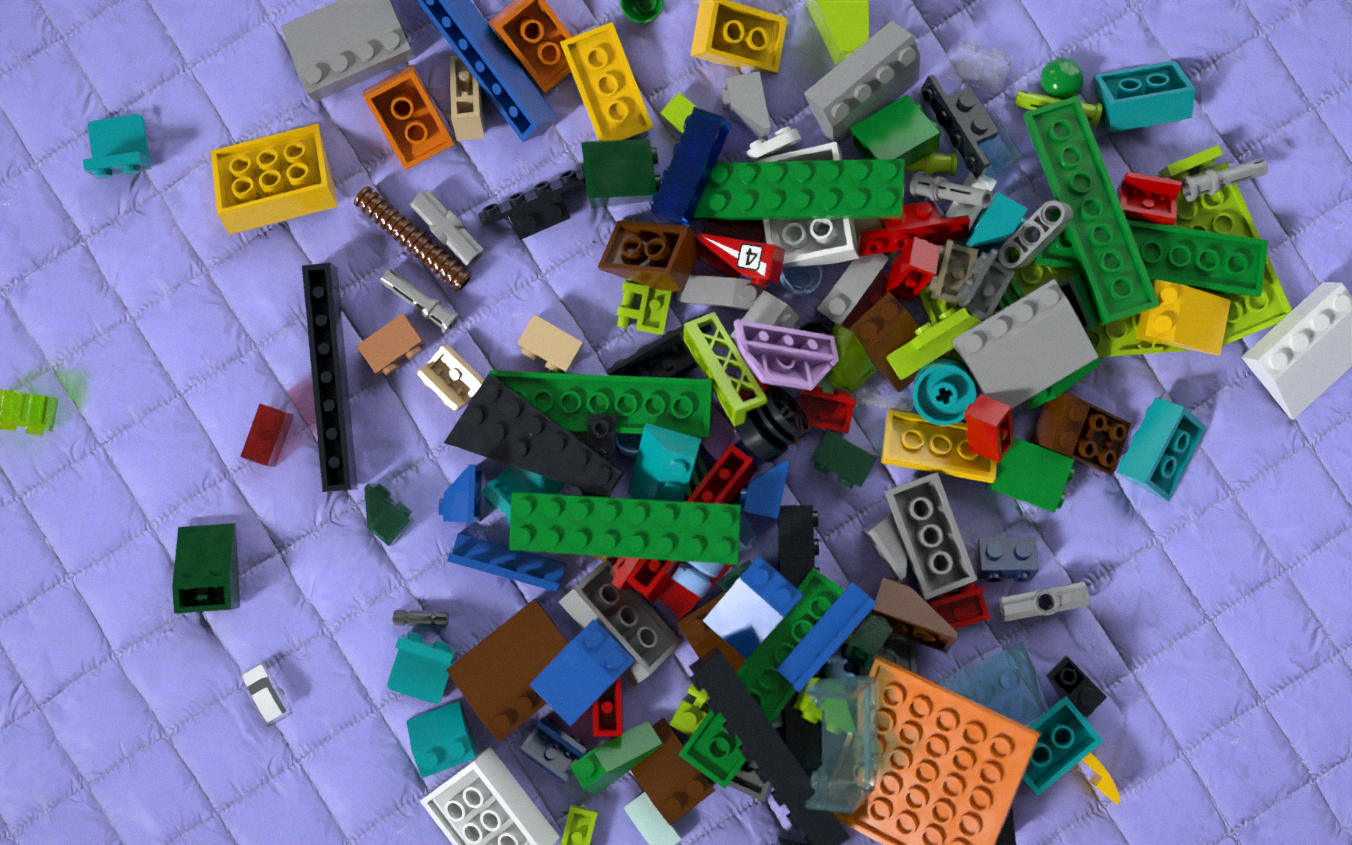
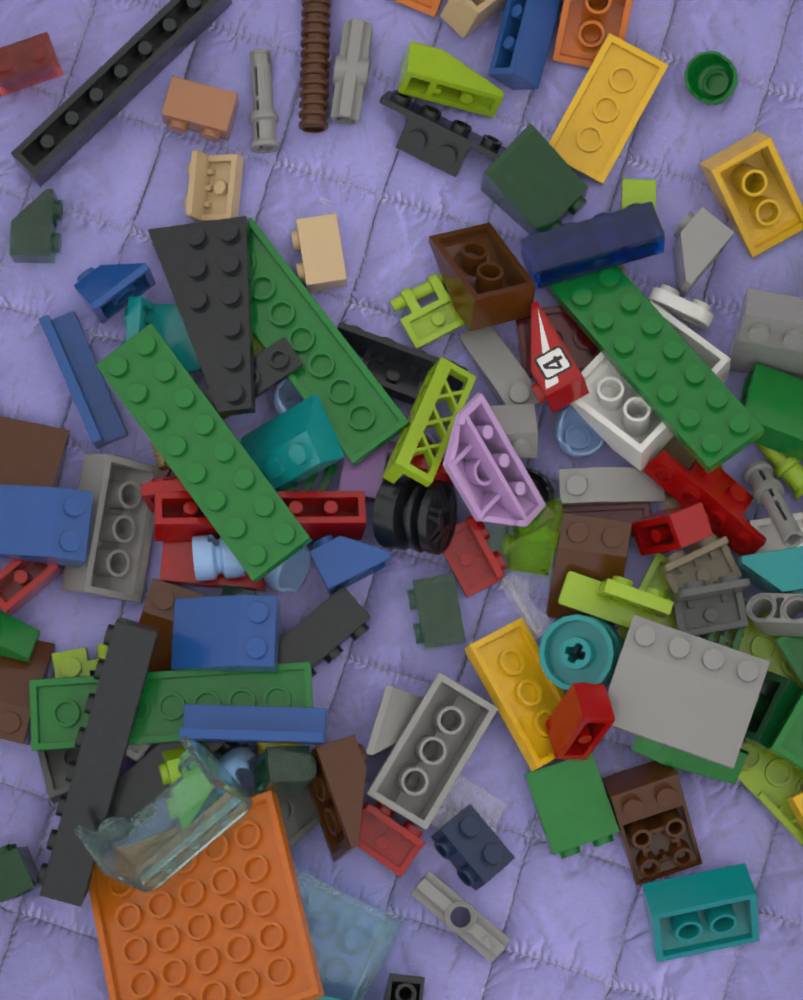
camera: 45 degrees right, 5 degrees down
(502, 172) = (442, 79): none -> lime slope

